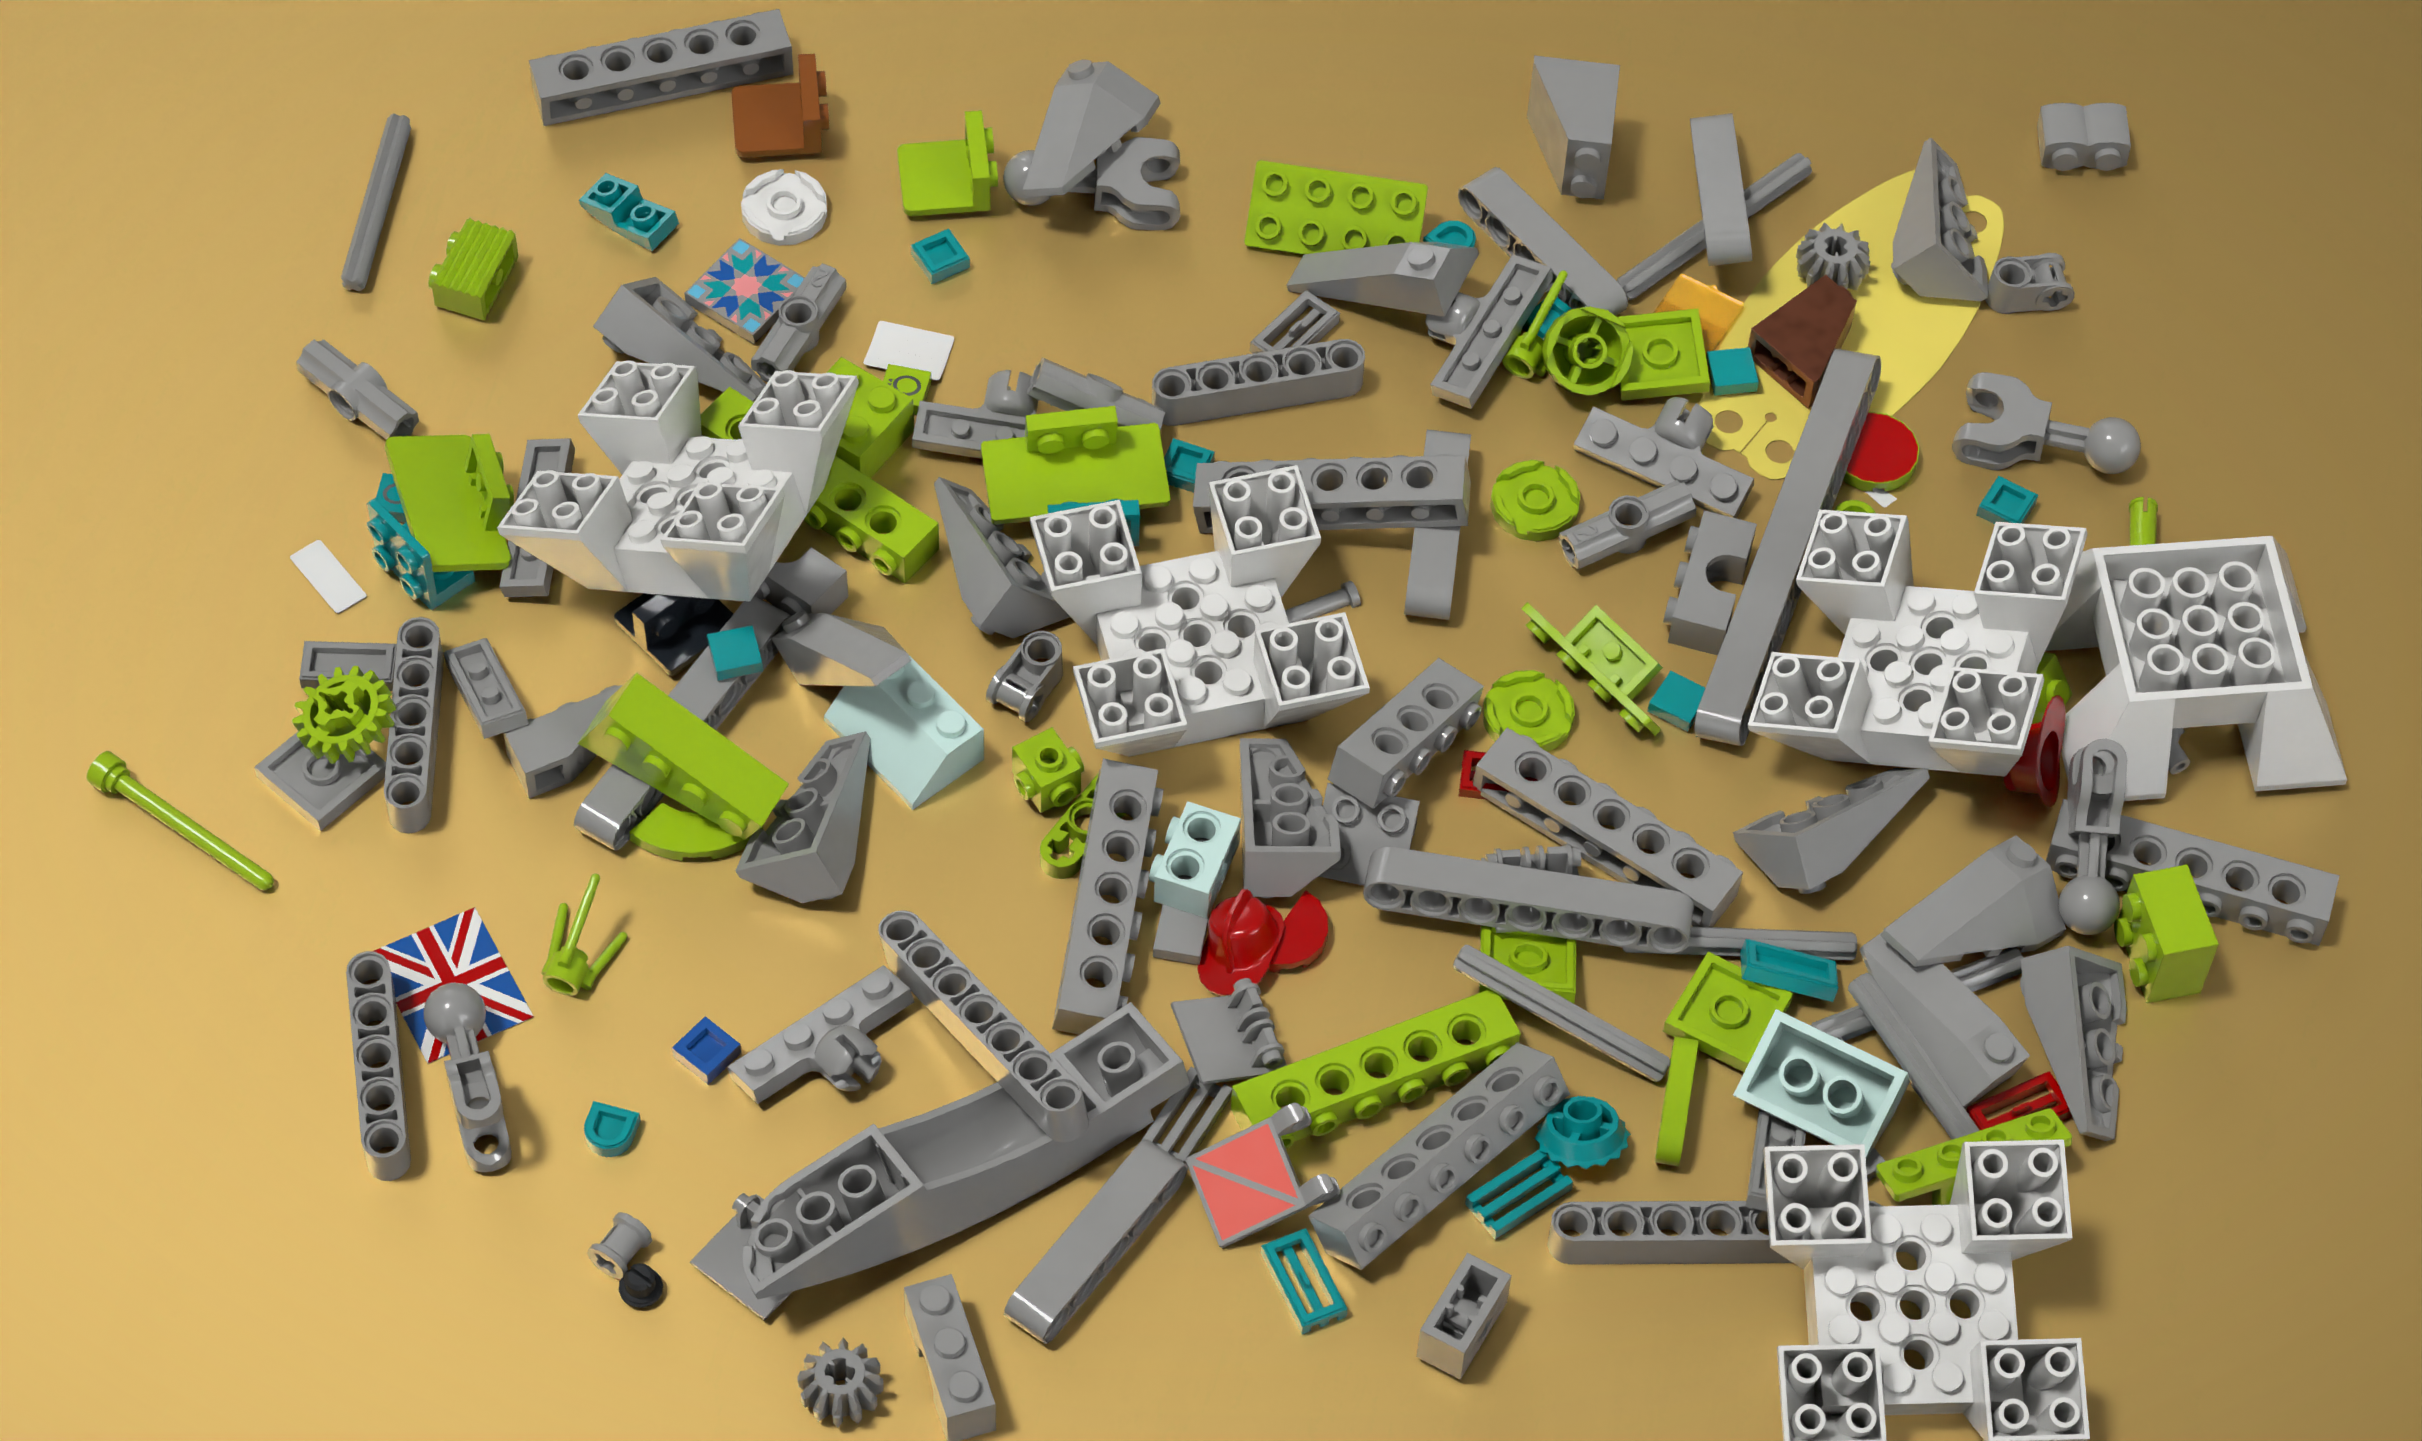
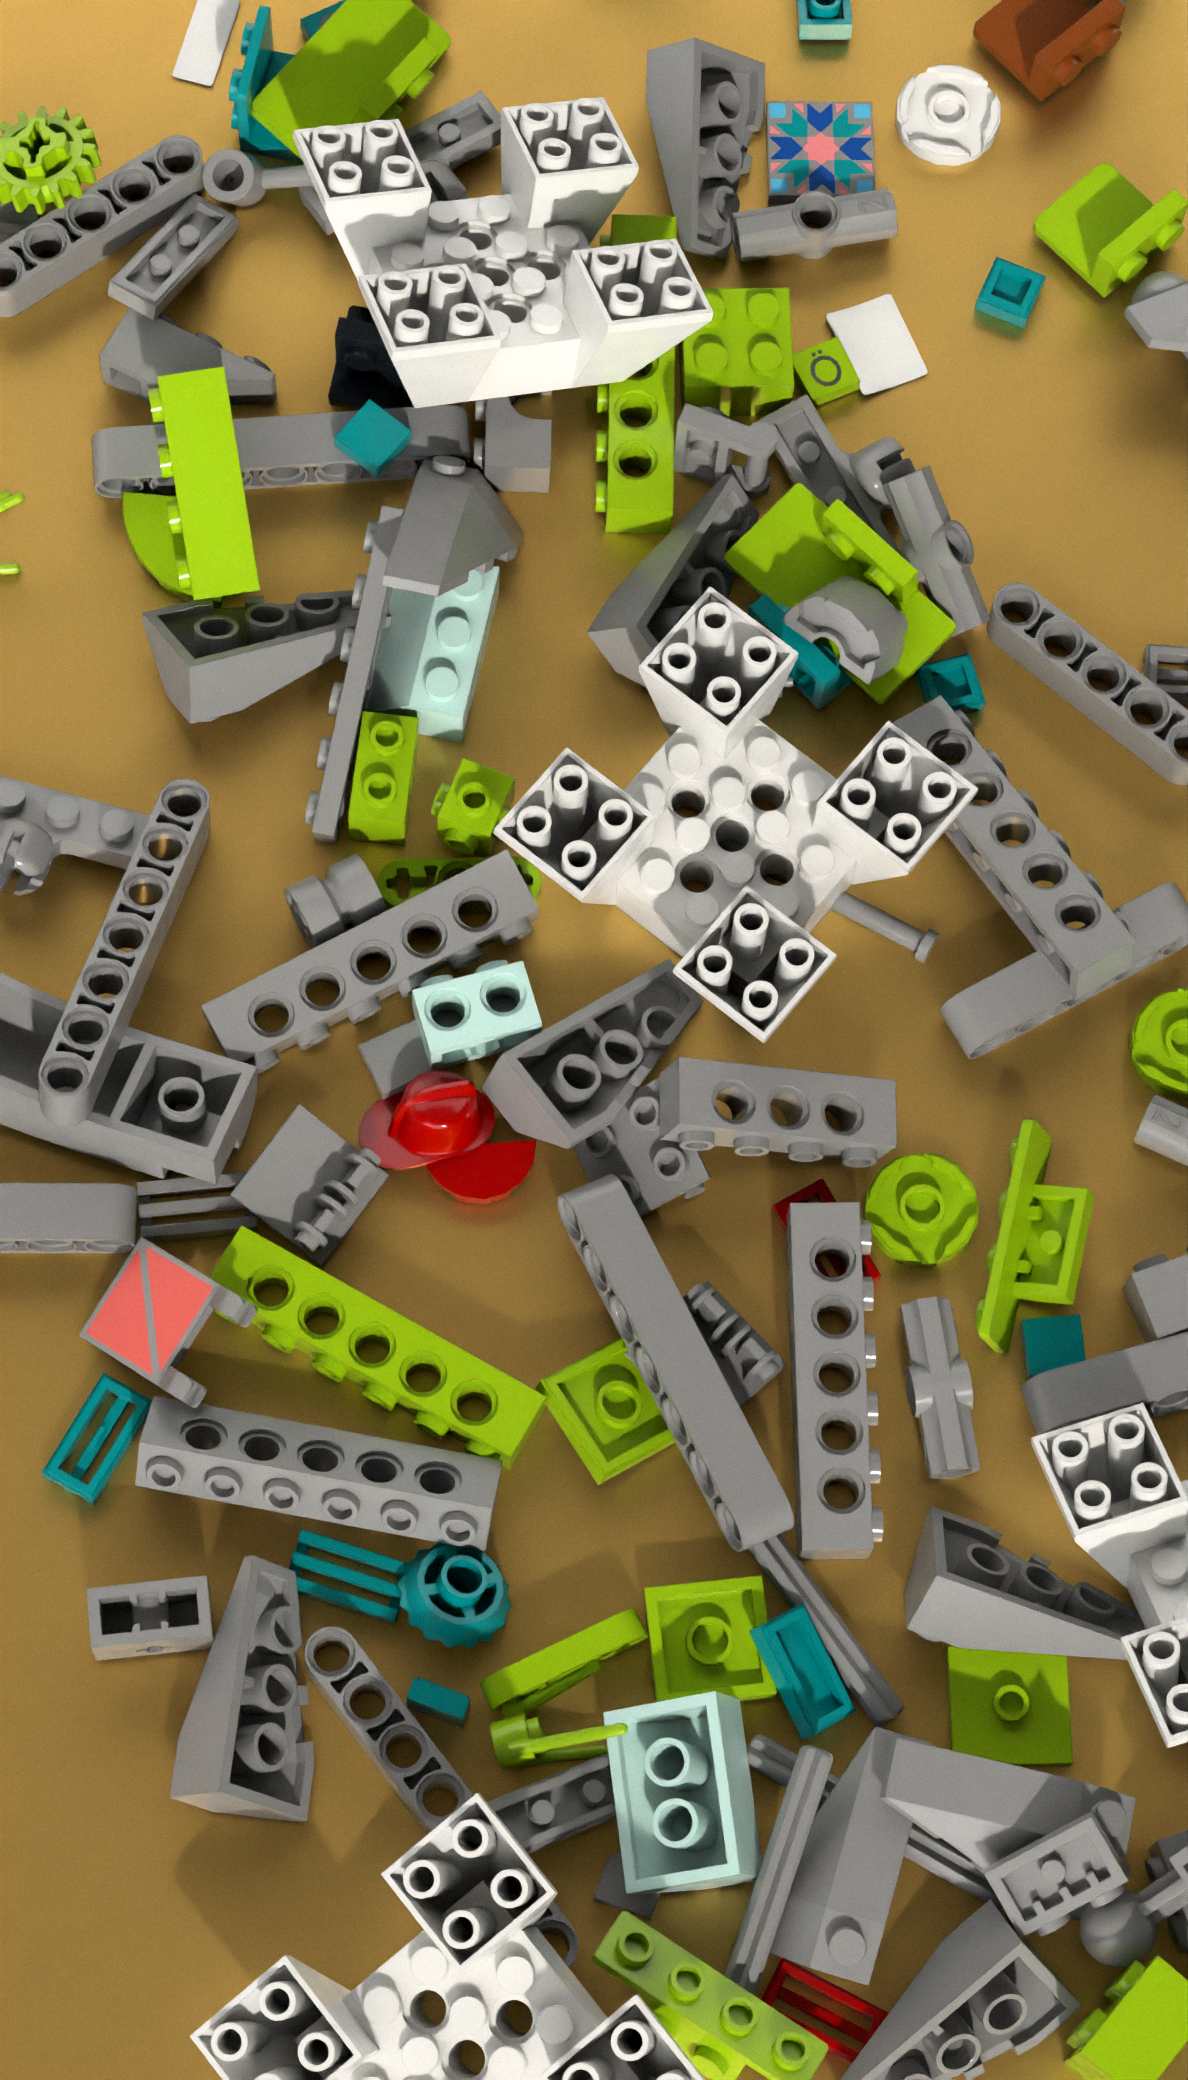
camera: 50 degrees right, 15 degrees up
(325, 656) = (115, 118): light grey tile -> none
(465, 611) = (249, 177): none -> light grey piece
(907, 779) = (349, 699): none -> light grey plate
(909, 463) = (707, 444): none -> light grey plate
(978, 810) = (383, 778): none -> lime brick
(1027, 683) = (571, 717): light grey piece -> none
(1044, 893) = (333, 904): none -> light grey wheel
(1107, 465) = (857, 621): none -> light grey cylinder
(1561, 1013) = (568, 1480): light grey axle -> none
(1582, 1321) = (245, 1725): none -> light grey wedge
(1653, 1185) = (438, 1702): none -> teal tile
(1658, 776) = (939, 1388): none -> light grey piece
(1715, 1155) = (523, 1739): none -> lime plant
(1893, 875) = (1009, 1706): none -> lime plate
(2039, 900) = (1058, 1876): none -> light grey bracket

